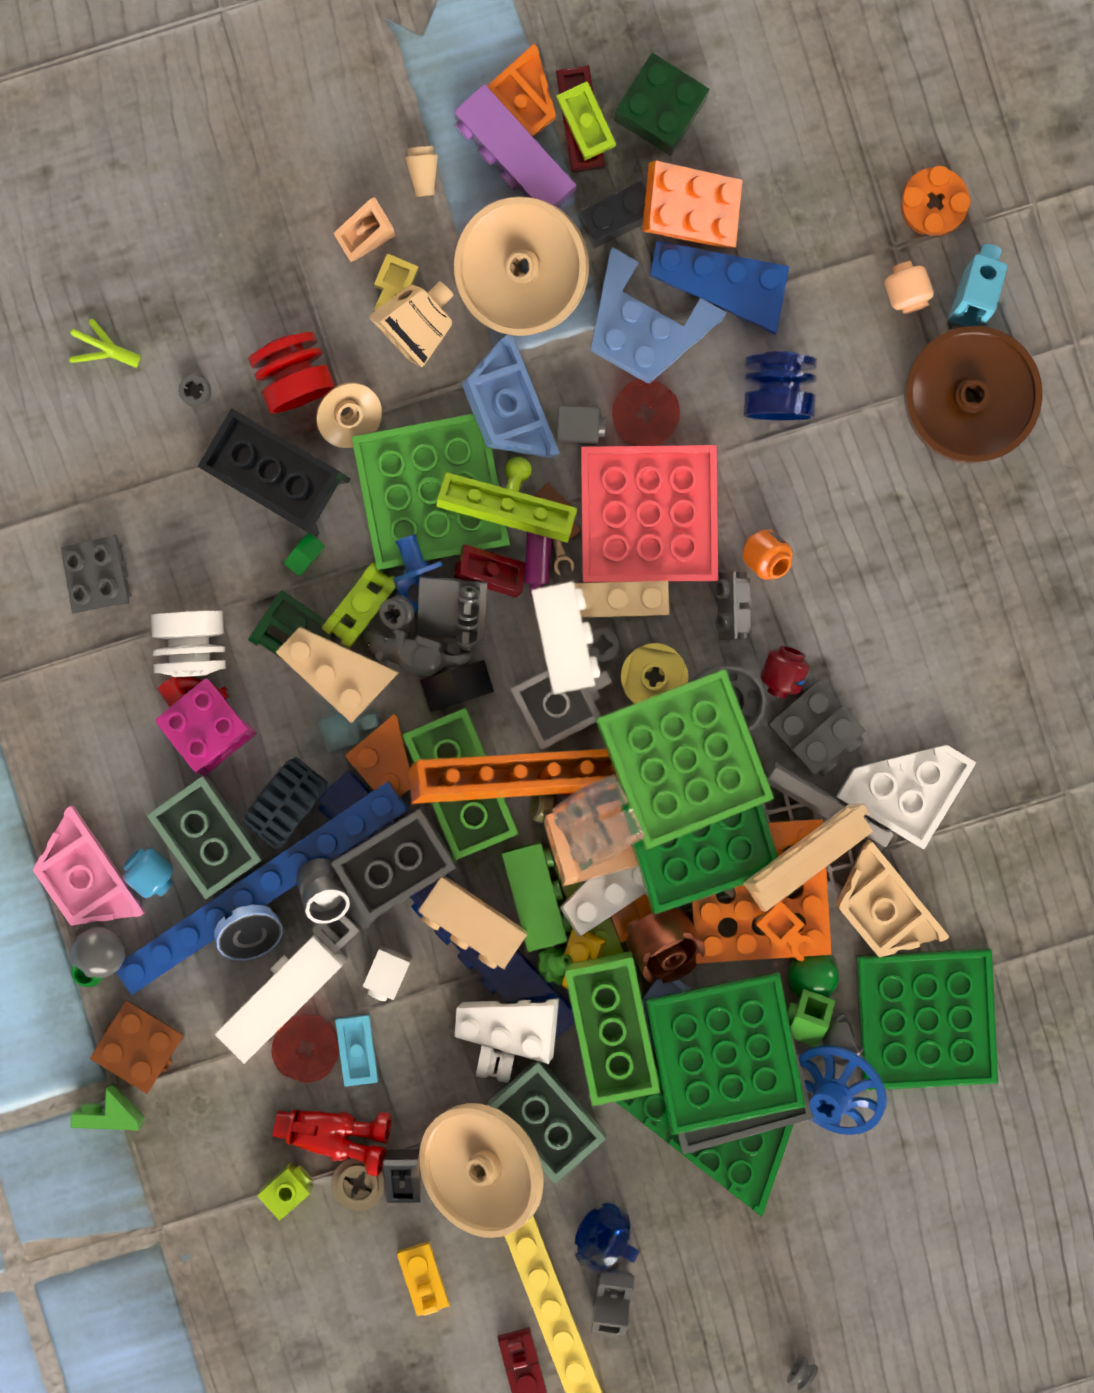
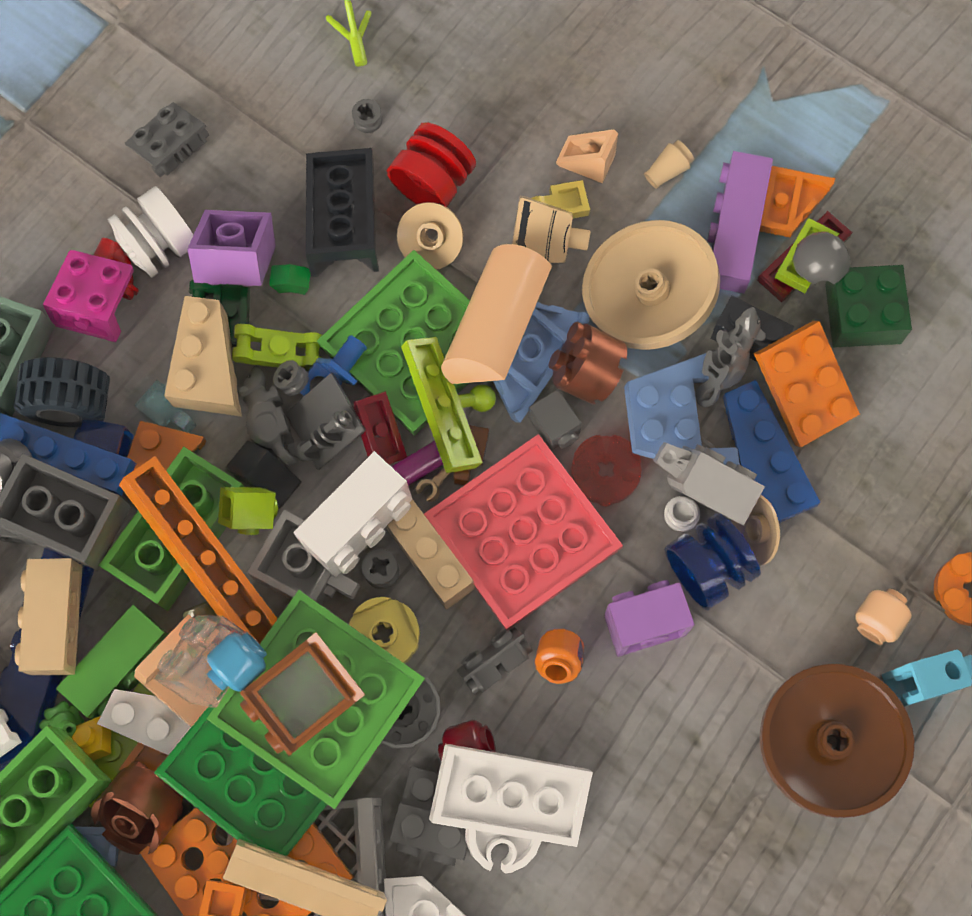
camera: 65 degrees right, 15 degrees down
(249, 585) = (232, 247): none -> medium lavender brick
(469, 412) = (496, 315): none -> light nougat brick
(491, 717) = (247, 509): none -> lime brick
(555, 367) = (588, 363): none -> copper brick
(602, 115) = (821, 258): none -> dark grey hair
(625, 799) = (236, 661): none -> dark azure head
(632, 253) = (731, 358): none -> dark grey animal
(680, 768) = (300, 695): none -> window
(721, 343) = (706, 479): none -> light grey hinge
(721, 380) = (682, 513): none -> white plate
(777, 332) = (761, 531): none -> tan dish
(789, 468) = (648, 617): none -> medium lavender brick
(849, 668) = (509, 803): none -> white plate

